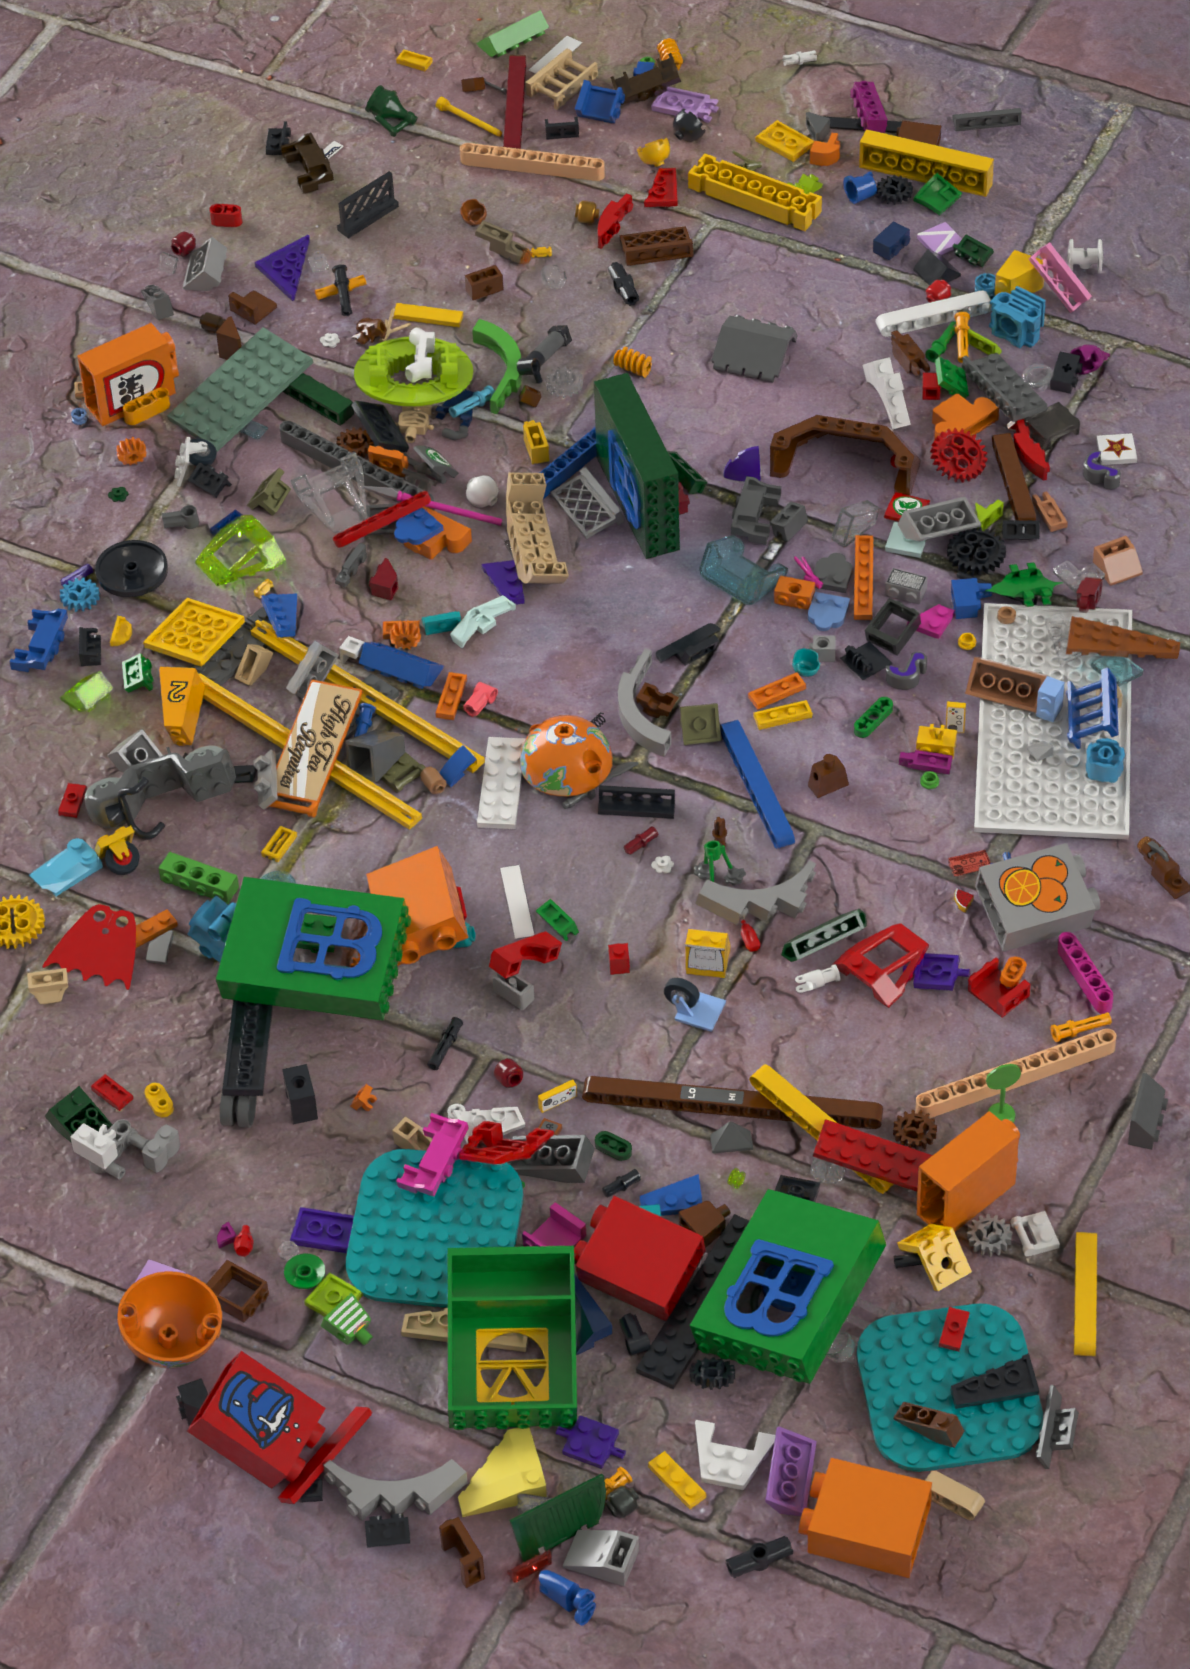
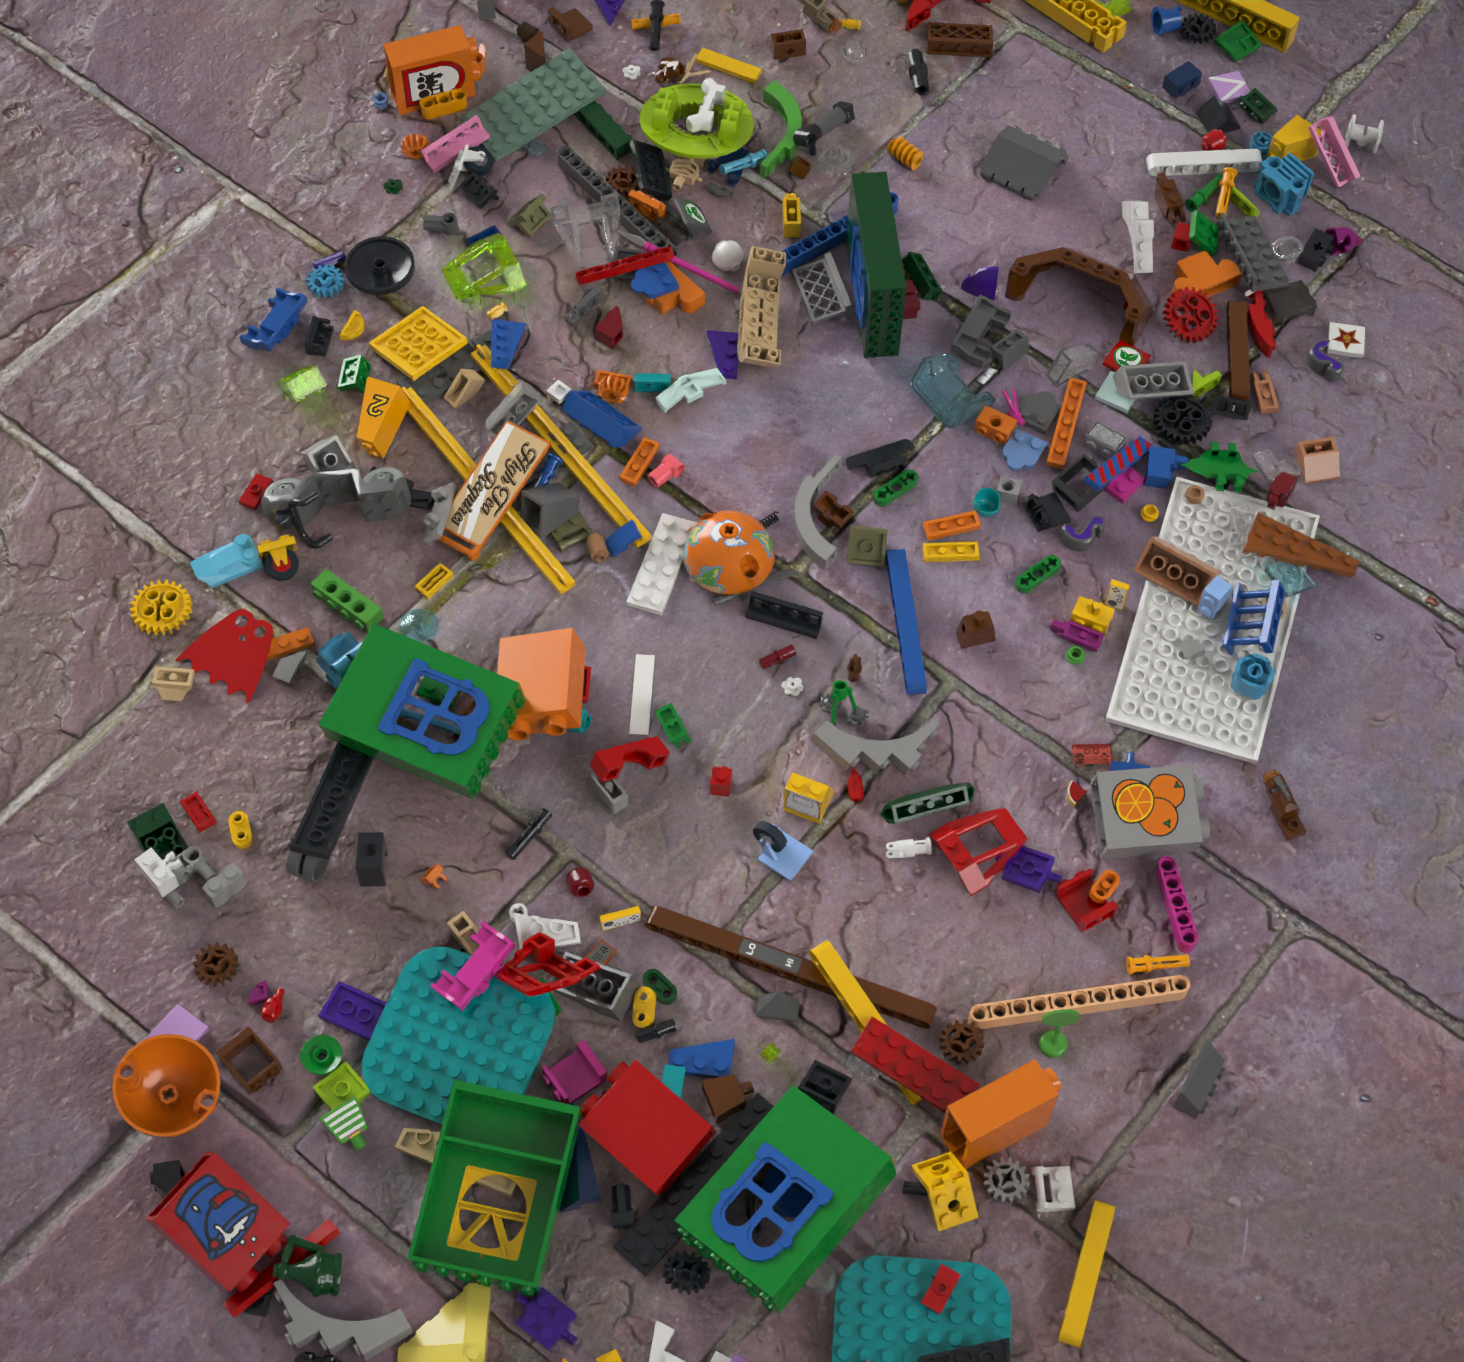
camera: 10 degrees right, 10 degrees up
(170, 448) = (447, 154): none -> bright pink fence
(175, 1217) = (226, 965): none -> reddish brown gear
(363, 1447) = (317, 1273): none -> dark green piece
(603, 1164) = (644, 1007): none -> yellow plate
(710, 676) = (893, 495): none -> green beam
(924, 601) = (1118, 463): none -> blue tile

